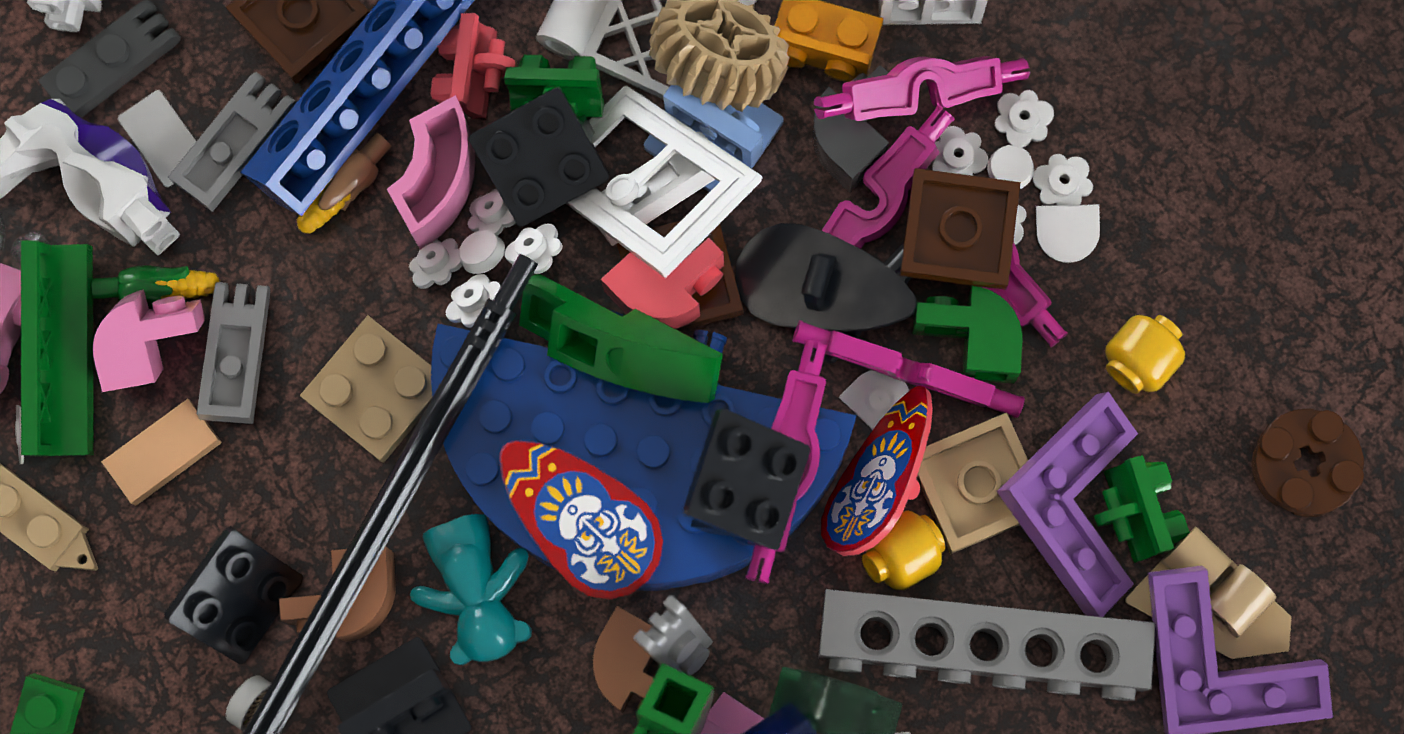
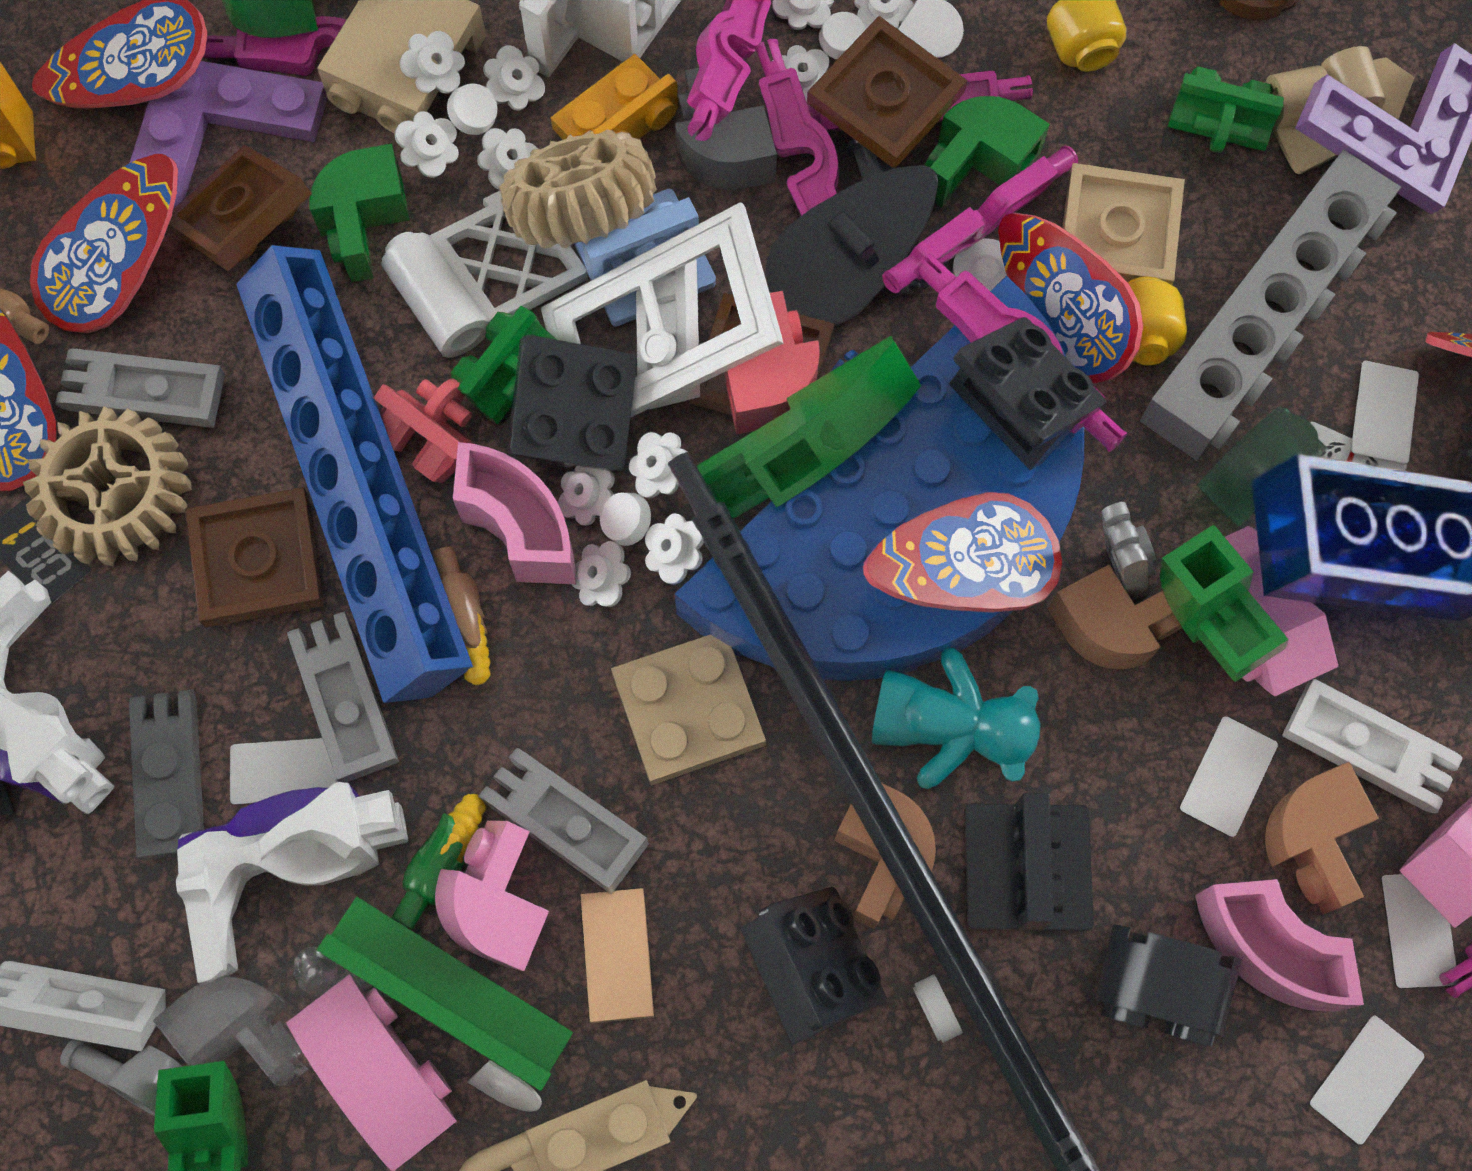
camera: 65 degrees left, 5 degrees down
(1045, 507) = (1190, 175): medium lavender plate -> none

